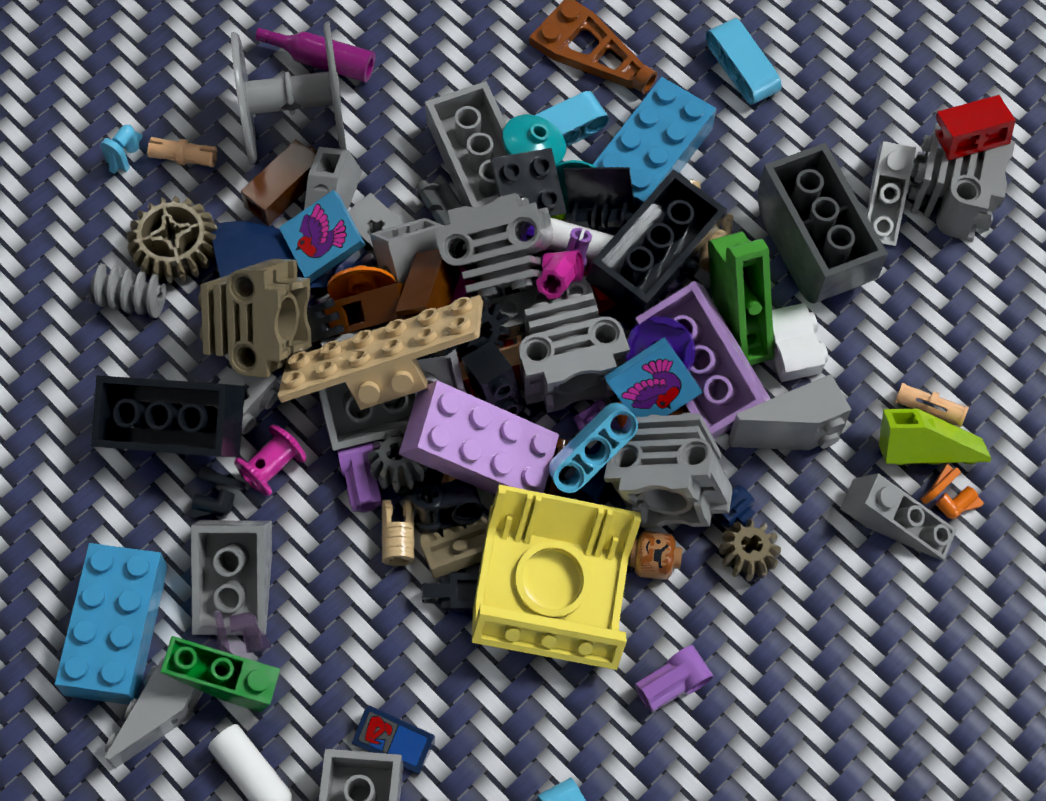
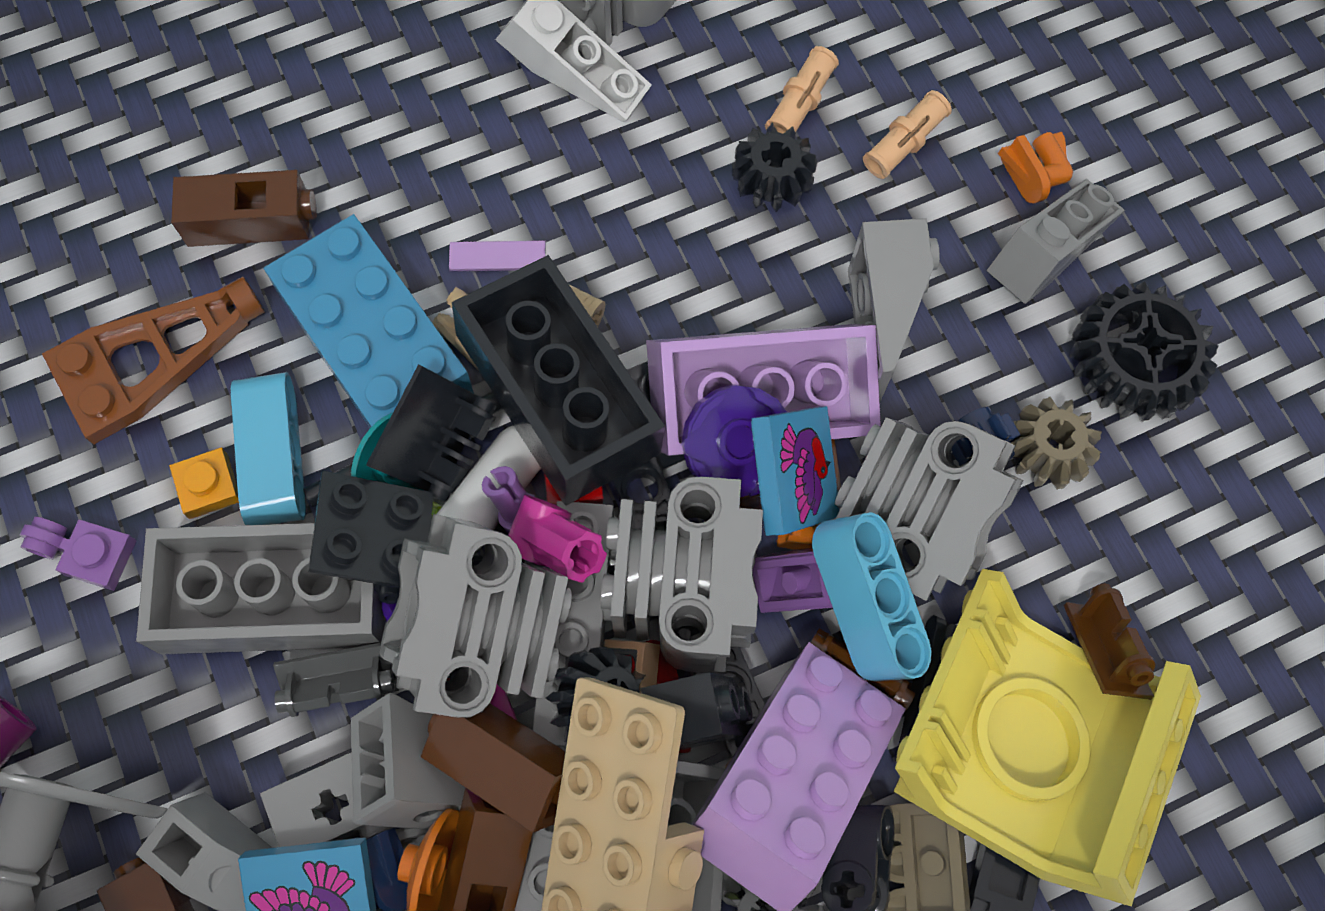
camera: 70 degrees left, 5 degrees up
(466, 67) = (90, 554): none -> medium lavender plate
(528, 101) = (205, 483): none -> light orange plate
(533, 133) = (280, 511): teal dish -> none
(630, 609) = (1114, 655): none -> reddish brown hinge
(655, 555) = (1030, 570): head -> none
(682, 674) = (1216, 606): medium lavender piece -> none
(699, 55) = (242, 208): none -> reddish brown brick
(736, 201) = (494, 255): none -> lavender window
(743, 61) = (312, 145): medium azure beam -> none
(743, 292) = (669, 285): bright green brick -> none
(796, 344) = (757, 263): white brick -> none
(818, 224) = (613, 150): dark grey brick -> none
(863, 577) = (1129, 365): none -> black gear
(866, 331) = (774, 167): none -> black gear
(923, 438) = (962, 159): lime slope -> none
(953, 336) = (803, 91): none -> light nougat pin

